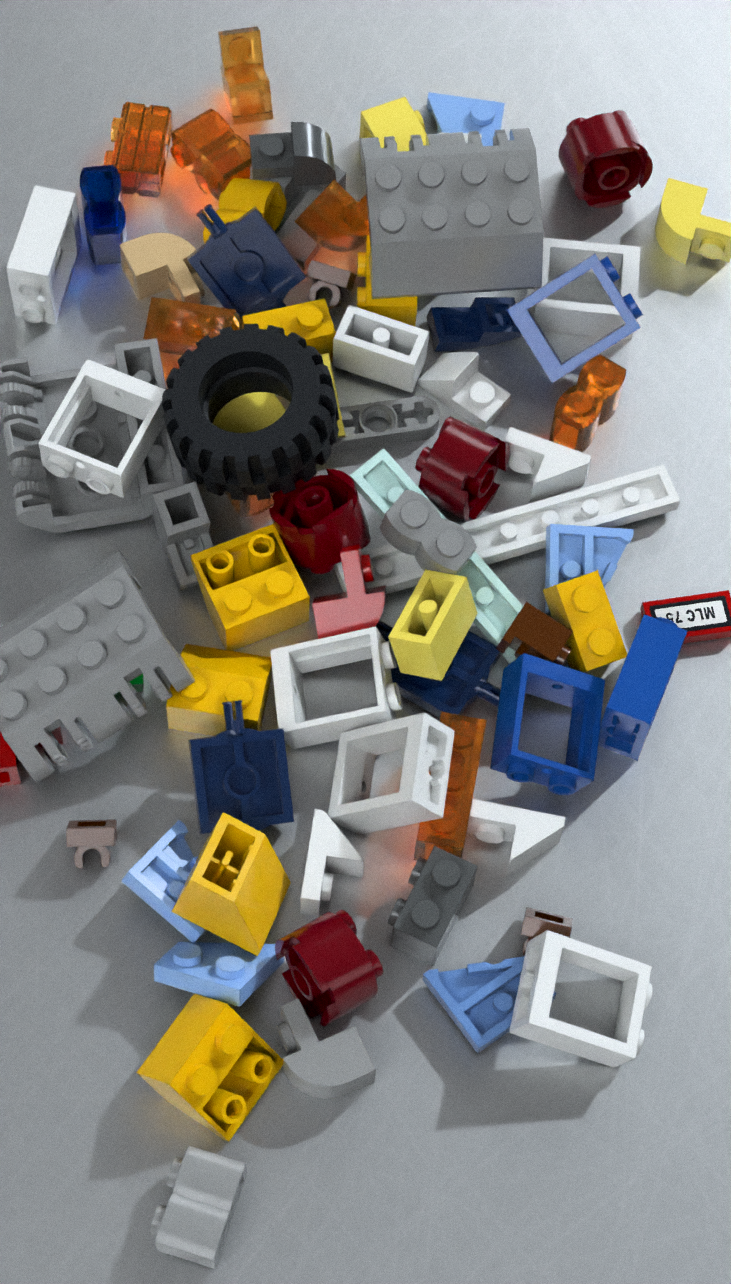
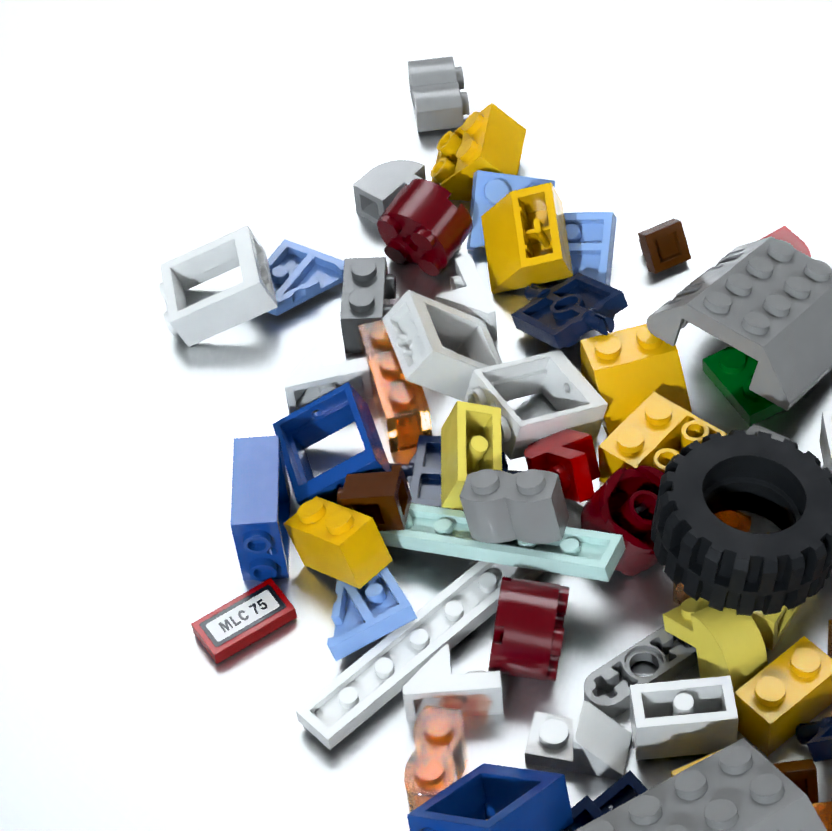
camera: 165 degrees right, 15 degrees down
(539, 921) = (268, 330): tile -> none

